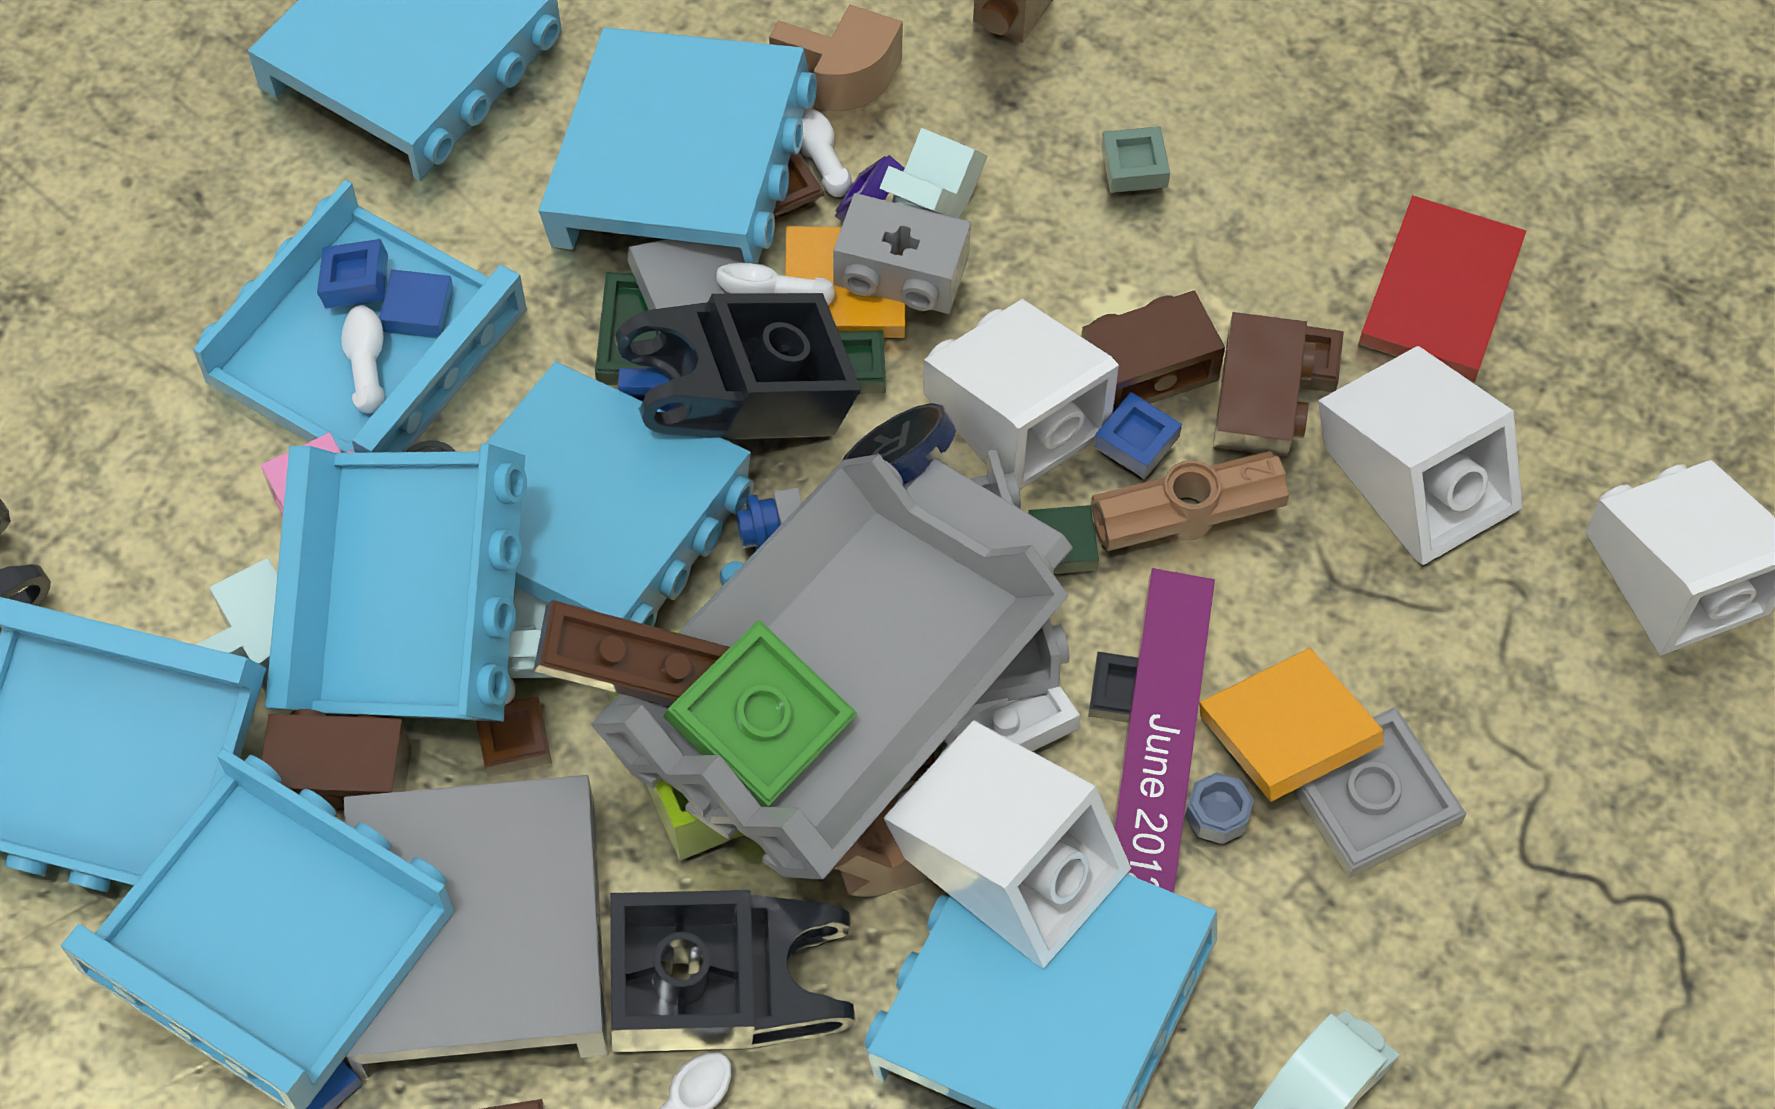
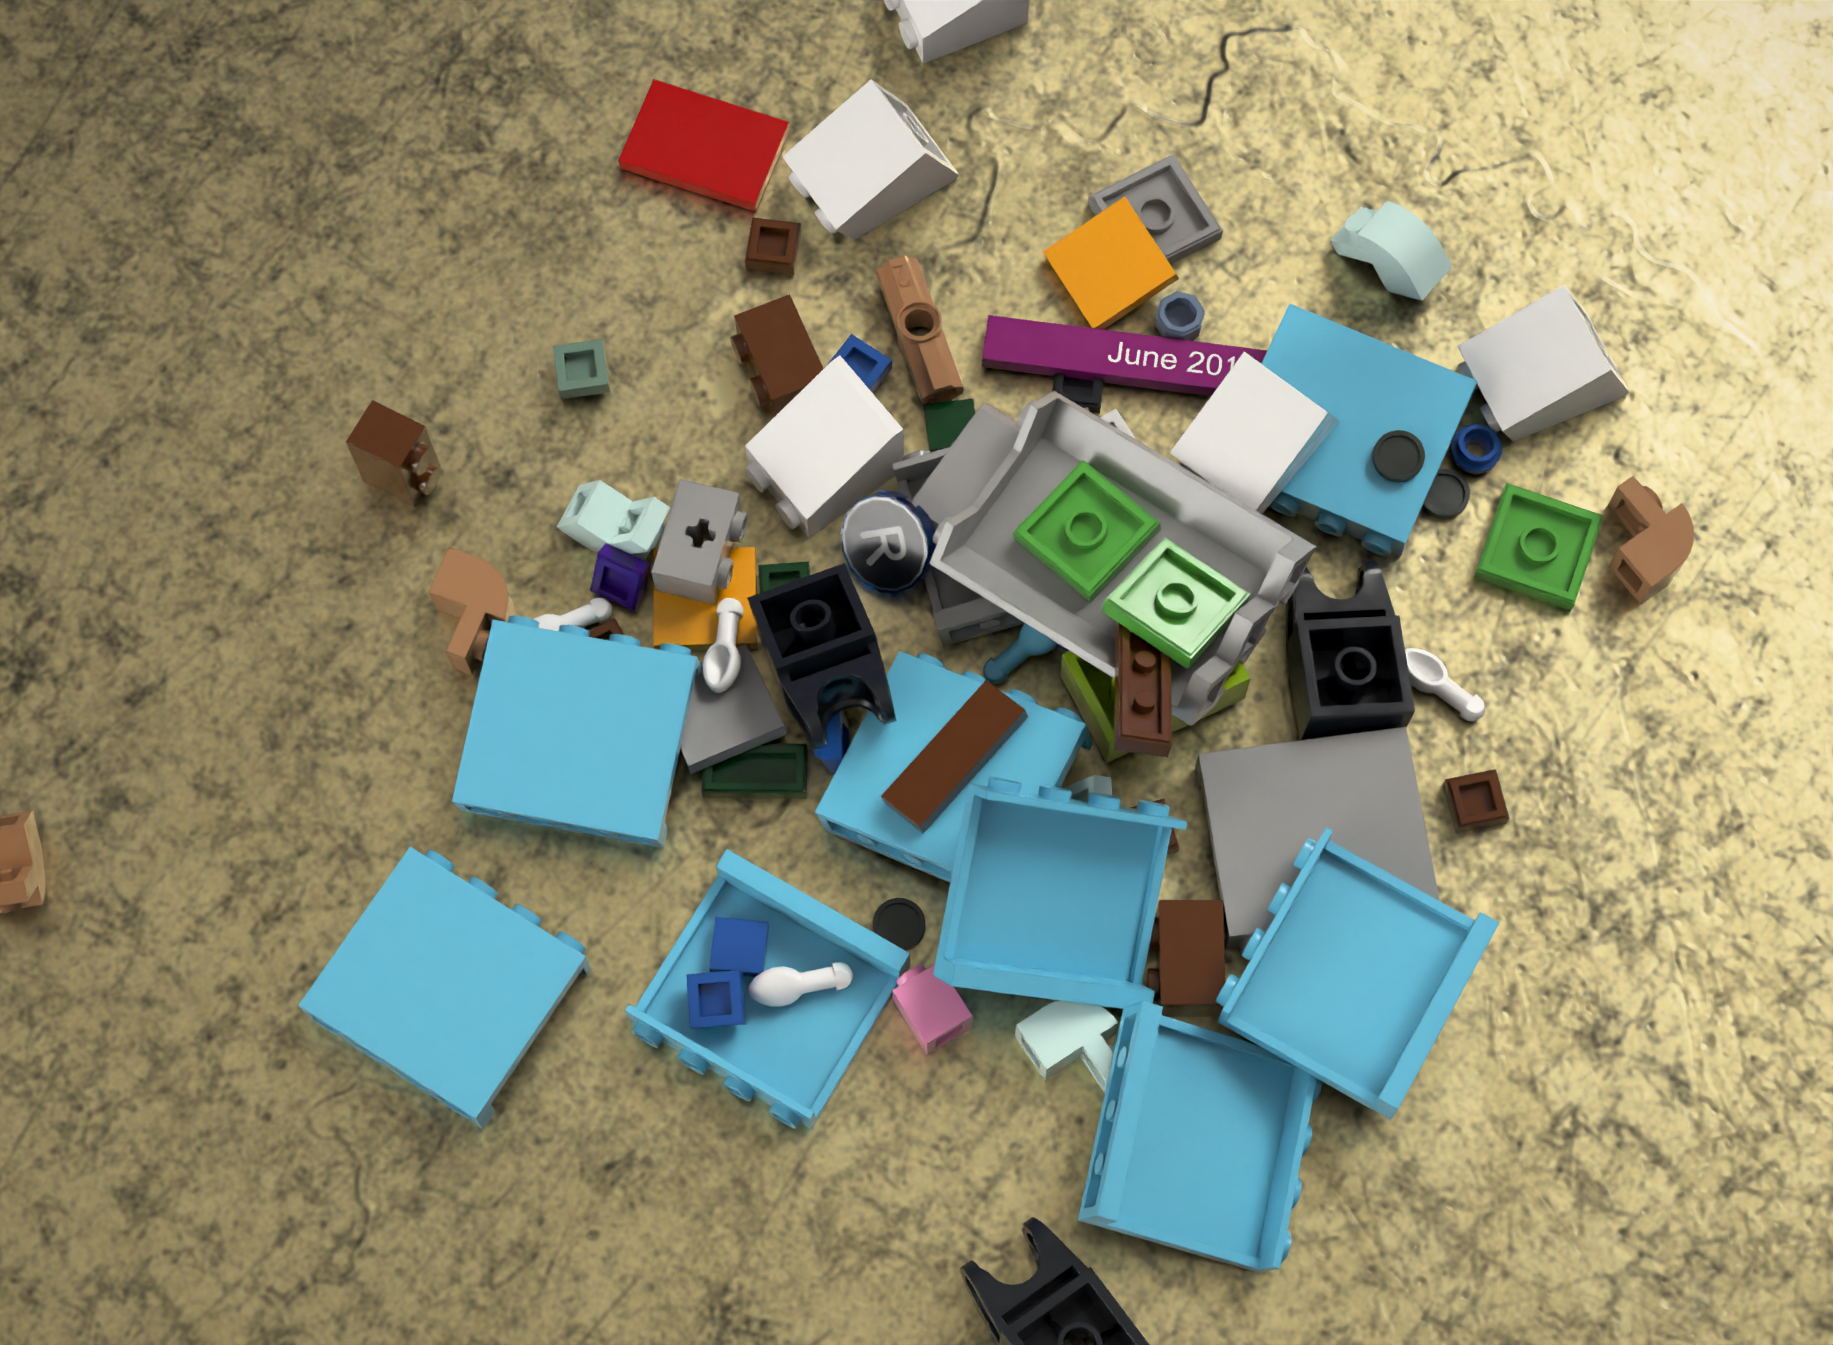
camera: 90 degrees left, 10 degrees up
(596, 486) = (954, 756): none -> reddish brown tile
(757, 521) = (955, 648): blue plate -> none
(878, 635) = (1086, 531): none -> bright green tile
(989, 1042) = (1398, 456): none -> pearl dark grey piece
(1262, 384) = (818, 272): reddish brown brick -> none

